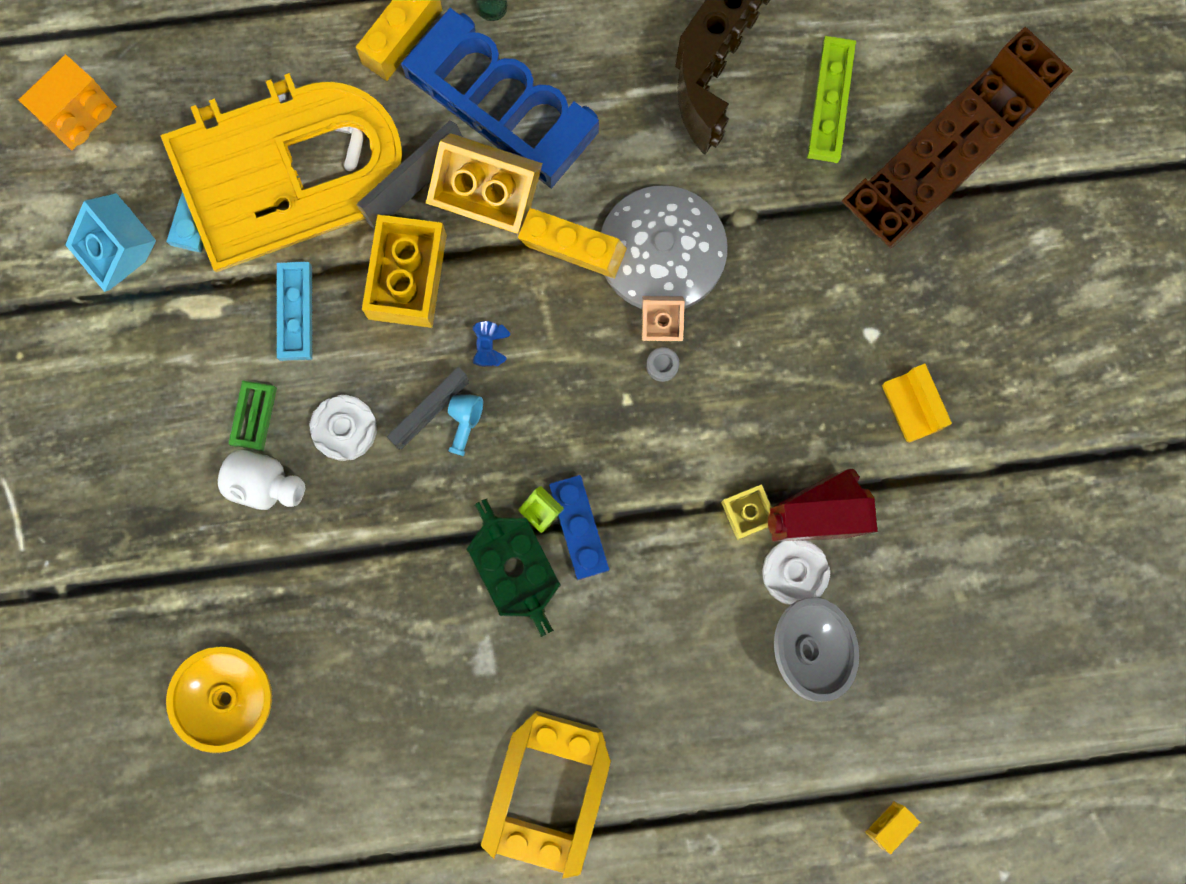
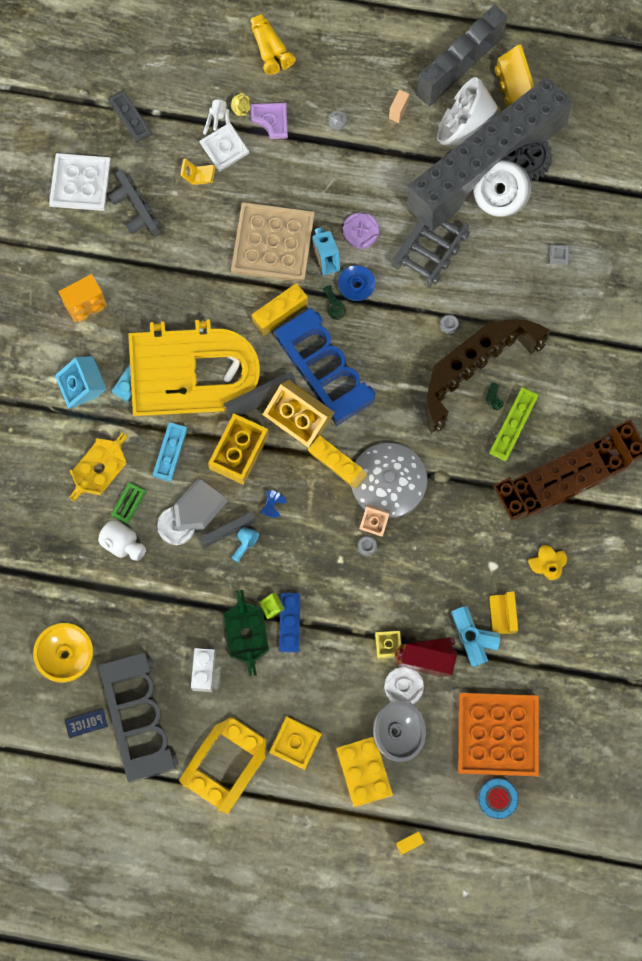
camera: 20 degrees right, 5 degrees down
(184, 346) = (102, 452): none -> yellow plate
(296, 801) = (86, 723): none -> clear smoke tile
(368, 386) = (198, 506): none -> light grey tile
(423, 840) = (124, 670): none -> dark grey fence
(462, 651) = (203, 670): none -> white brick
(652, 721) = (295, 743): none -> yellow tile
(781, 735) = (364, 772): none -> yellow brick
(783, 70) = (492, 398): none -> clear green arm
(894, 457) = (482, 638): none -> medium azure piece
(954, 297) = (548, 559): none -> yellow plate
(973, 602) = (498, 734): none -> orange plate
(1006, 705) = (498, 798): none -> tile

